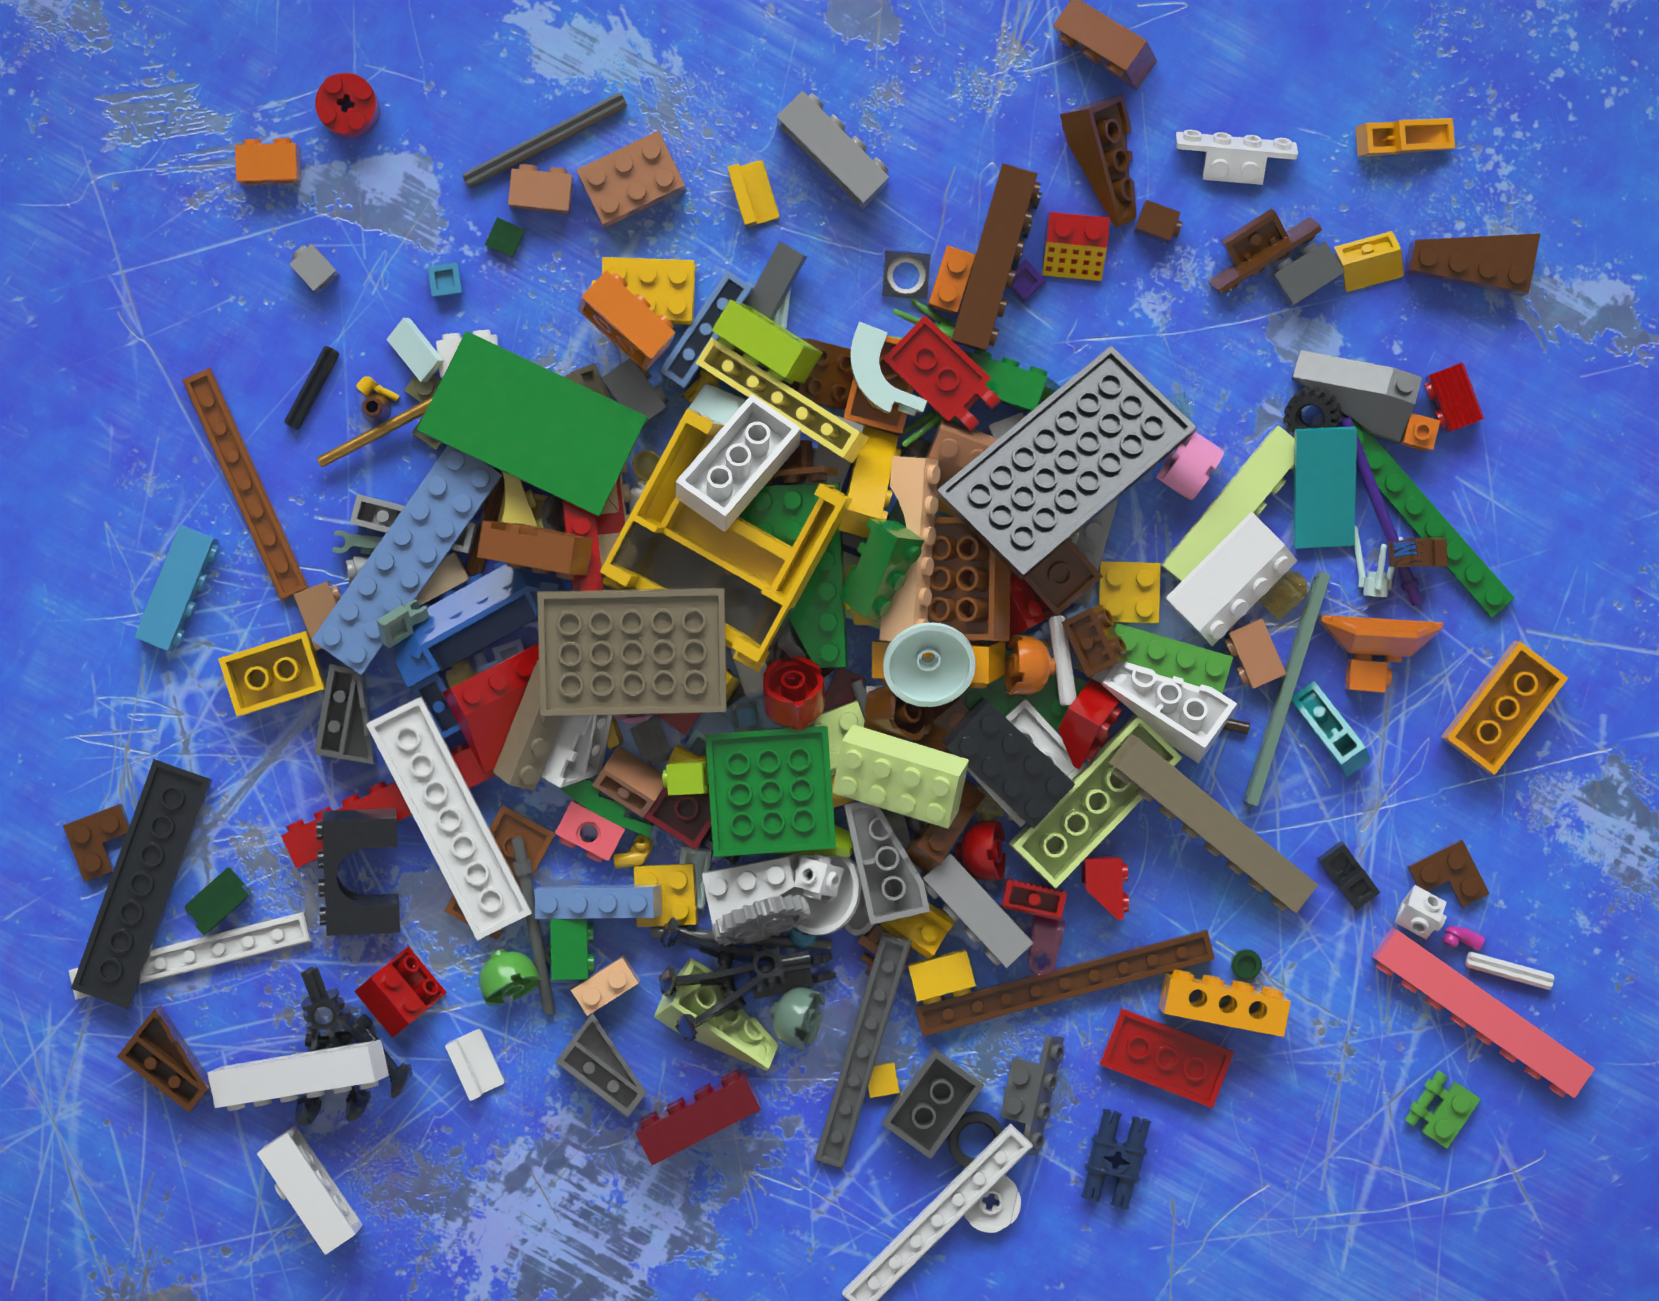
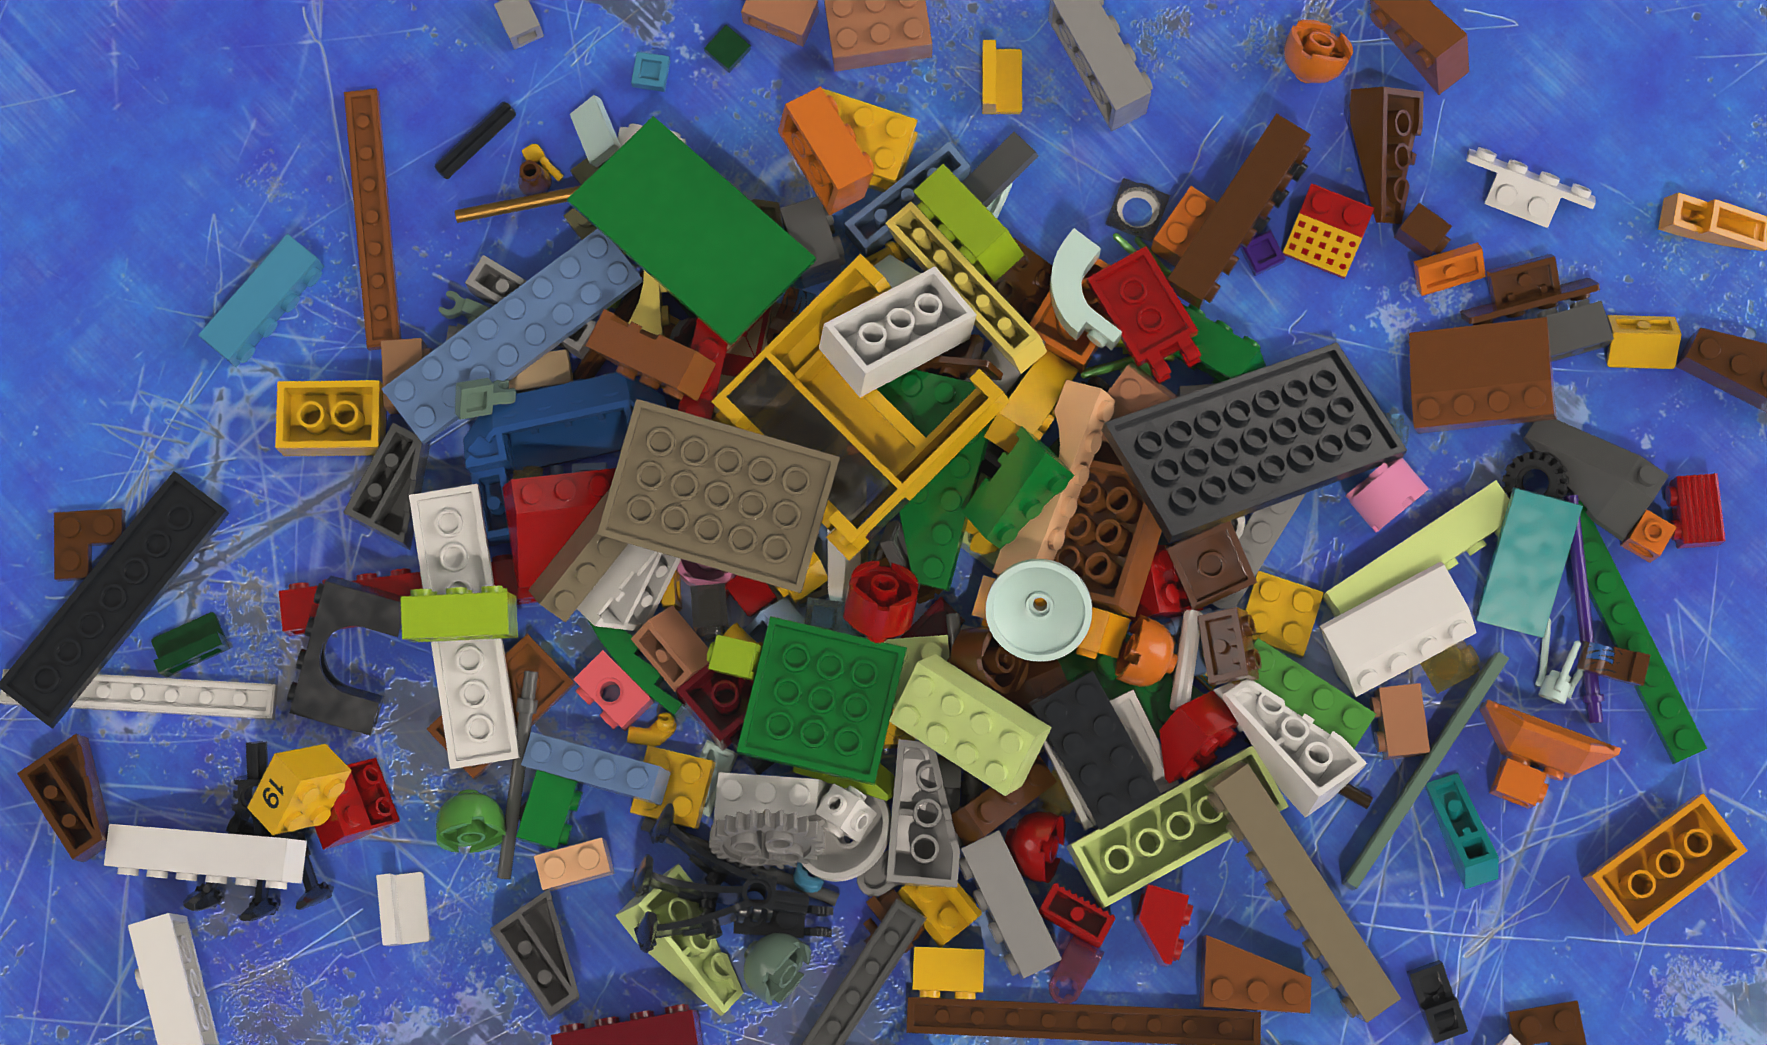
camera: 20 degrees right, 10 degrees down
(361, 1000) = (299, 789): none -> yellow brick
(446, 816) = (459, 615): none -> lime brick
(639, 468) = (792, 305): none -> reddish brown leg
(1020, 88) = (1315, 52): none -> orange cylinder
(1188, 248) = (1449, 269): none -> orange plate
(1191, 909) = (1249, 982): none -> dark orange wedge
(1241, 337) = (1481, 375): none -> dark orange slope

